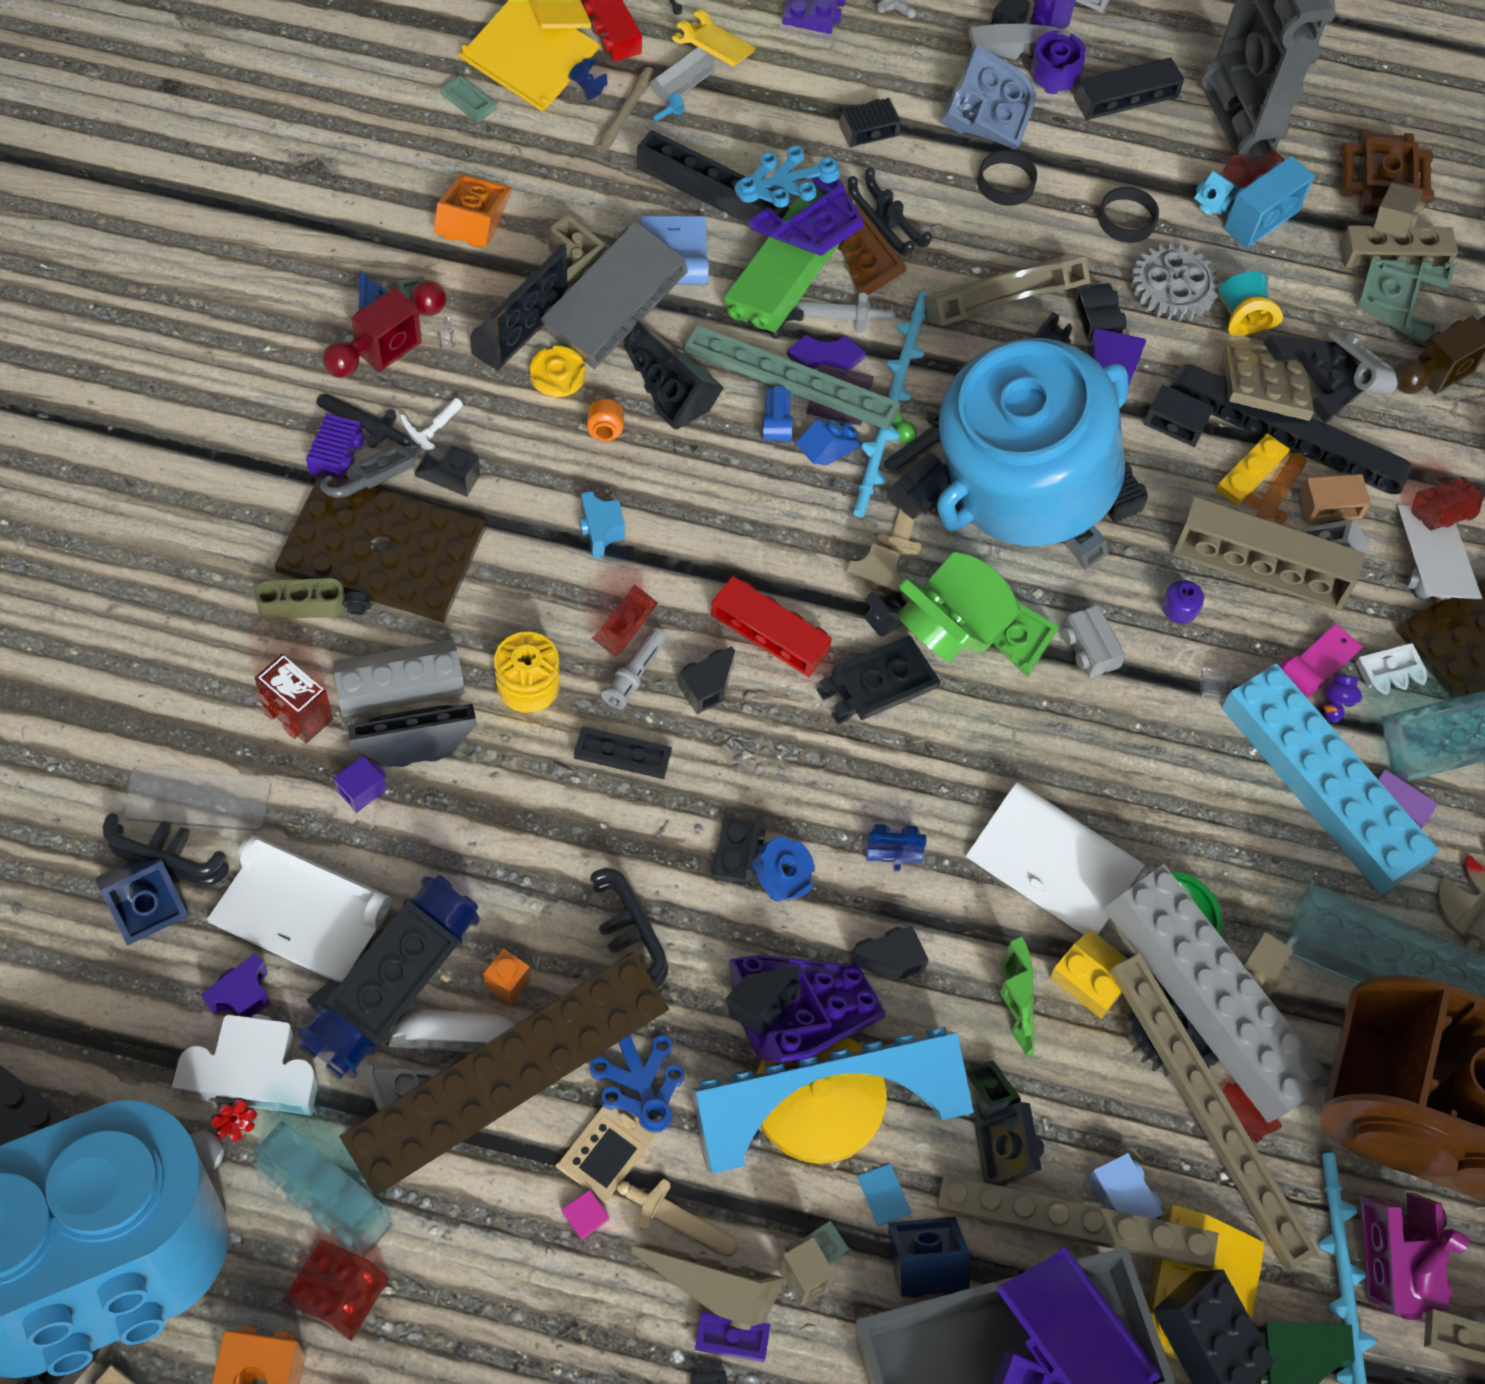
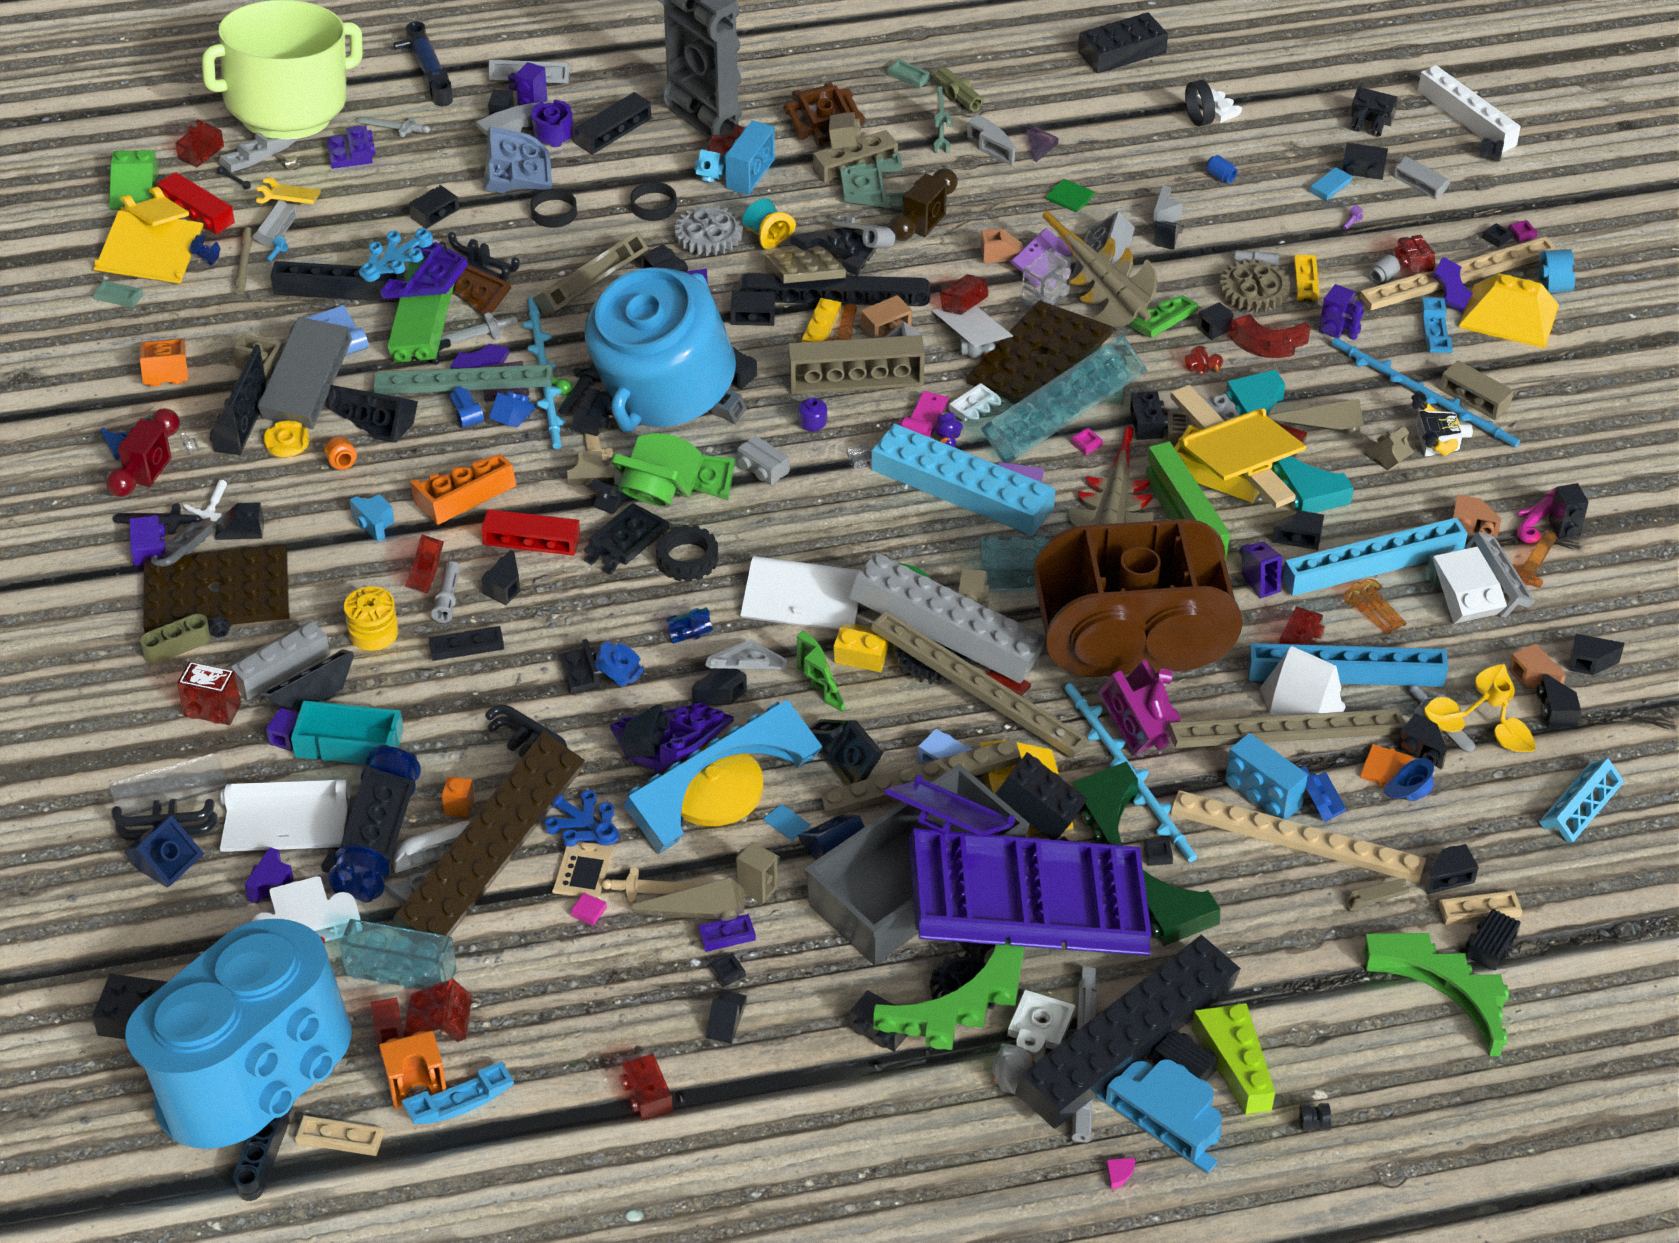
camera: 20 degrees left, 15 degrees down
(265, 1288) = (386, 1020): none -> clear red brick
(422, 826) = (344, 731): none -> teal piece
(720, 531) = (463, 488): none -> orange wedge
(932, 763) = (683, 536): none -> black tyre
(942, 930) = (747, 656): none -> light grey wing

